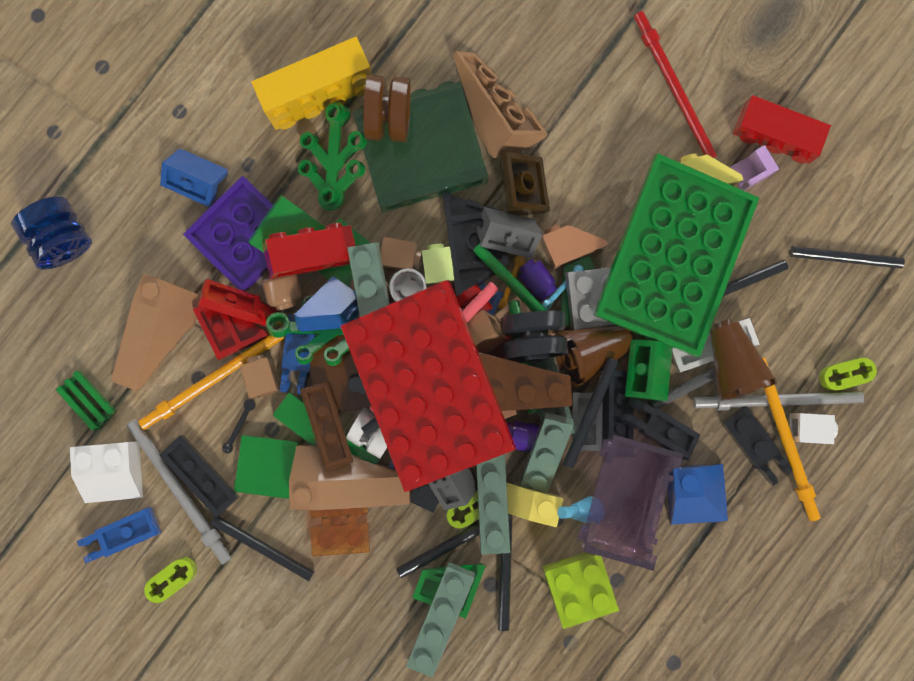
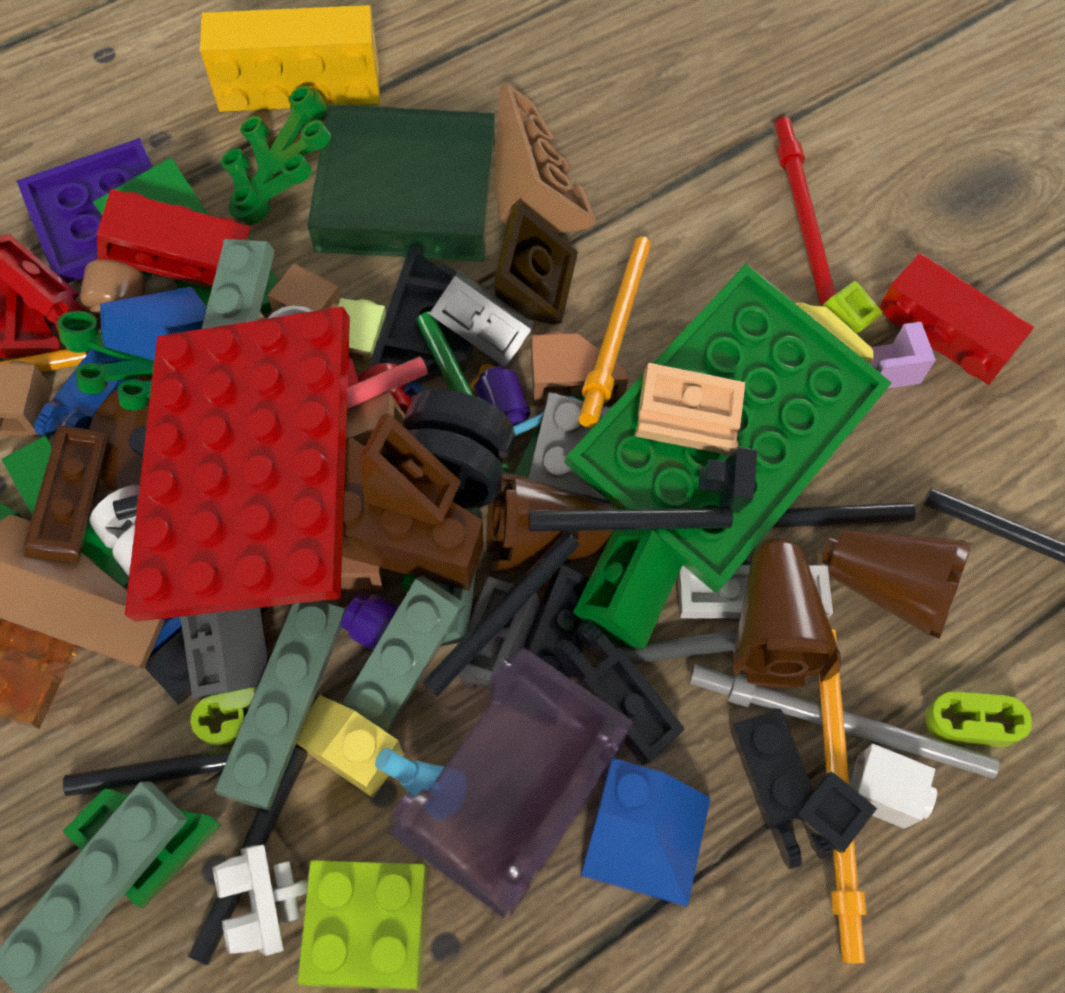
camera: 15 degrees right, 20 degrees down
(192, 176) = (70, 122): blue panel -> none
(384, 108) = (369, 92): reddish brown wheel -> none
(516, 586) = (251, 874): none -> white hips
(527, 372) = (404, 474): none -> reddish brown slope
(595, 260) = (600, 382): none -> light orange bar
(642, 340) = (629, 519): none -> black bar
(656, 264) = (690, 409): none -> light nougat plate
(692, 297) = (732, 478): none -> black tile
(720, 143) = (854, 307): none -> lime tile
(791, 310) = (900, 573): none -> reddish brown cone
(791, 455) = (836, 812): none -> black plate

